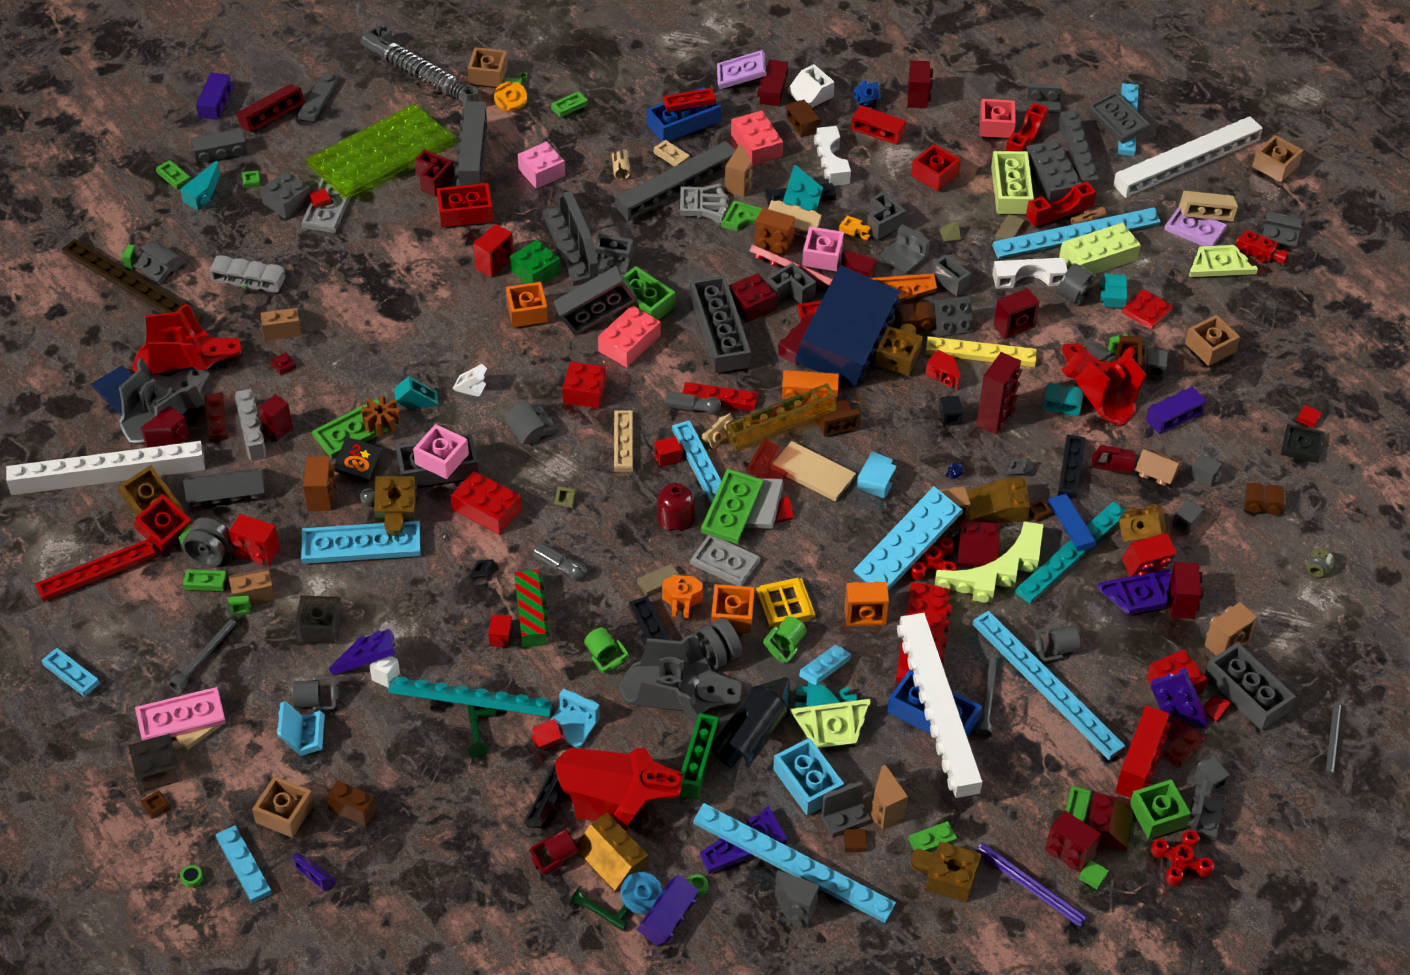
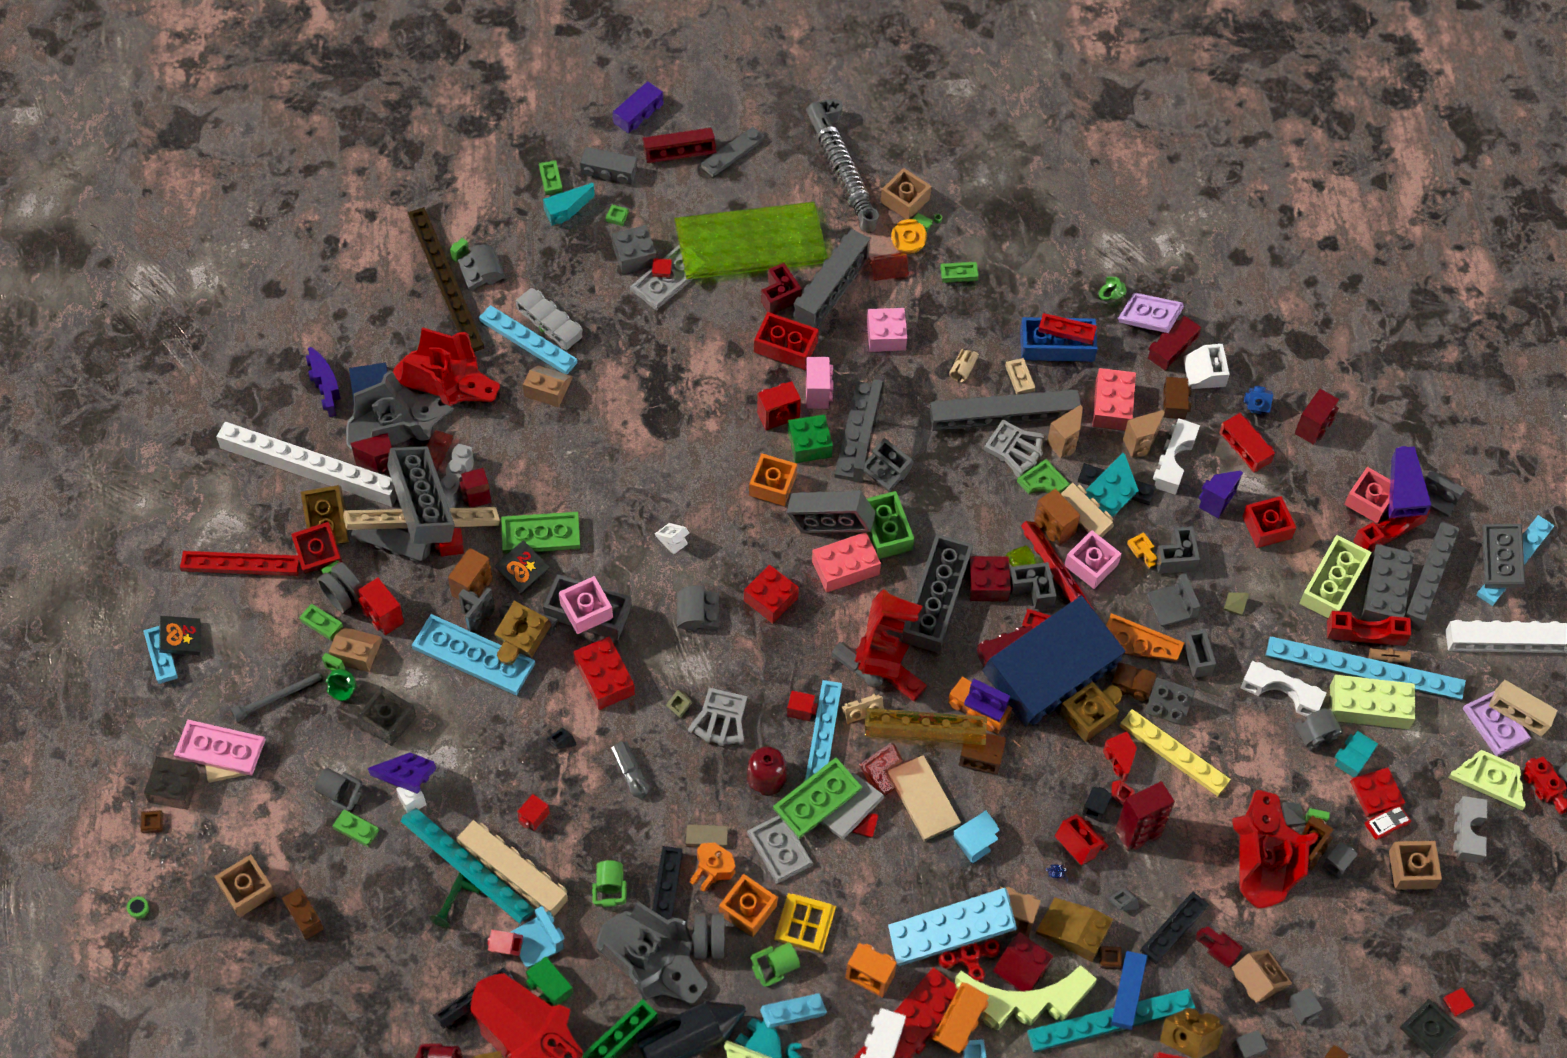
camera: 30 degrees right, 10 degrees up
(74, 399) = (324, 380): none -> dark purple slope
(79, 648) = (179, 635): none -> pearl dark grey tile
(235, 436) = (420, 495): none -> dark grey brick
(238, 298) = (528, 340): none -> medium azure plate
(243, 864) = (185, 920): medium azure plate -> none
(244, 457) = (395, 519): none -> tan plate
(259, 616) = (341, 684): none -> green hair
(279, 469) = (454, 547): none -> red brick
(283, 363) = (523, 430): dark red plate -> none
(300, 732) = (304, 817): medium azure bracket -> none
(313, 872) = (235, 960): dark purple slope -> none
(339, 503) = (476, 608): none -> dark grey bracket
(350, 719) = (355, 828): none -> bright green plate
(381, 415) = (566, 534): dark orange gear -> none
(415, 394) = (615, 525): teal slope -> none
(510, 122) = (889, 266): none -> clear red panel
(512, 679) = (512, 869): none -> tan brick
(515, 218) = (818, 383): none -> bright pink brick
(530, 608) = (573, 804): green brick -> none
(606, 480) = (725, 706): none -> light grey plate
(608, 741) = (548, 982): none -> green brick
(623, 441) = (771, 671): tan tile -> none
(692, 365) = (878, 651): none -> red piece
(696, 62) = (1118, 292): none -> bright green piece
(766, 269) = (1021, 555): none -> clear neon green piece
(797, 148) = (1142, 433): none -> medium nougat slope
(817, 372) = (987, 700): none -> dark purple bracket
(859, 263) = (1117, 597): dark red slope -> none
(884, 163) = (1219, 492): none -> dark purple slope
(957, 439) = (1080, 839): none -> red brick
(962, 599) = (961, 1018): none -> orange brick
(964, 395) = (1121, 791): none -> red slope
(1009, 228) = (1299, 628): dark tan tile -> none
(1016, 313) = (1233, 731): dark red brick -> none
(1020, 95) = (1407, 485): none -> dark purple slope
(1063, 399) = (1217, 849): teal brick -> none
(1170, 324) = (1387, 822): none -> slope
(1175, 410) = (1322, 922): dark purple brick -> none
(1224, 292) = (1468, 845): none -> light grey arch

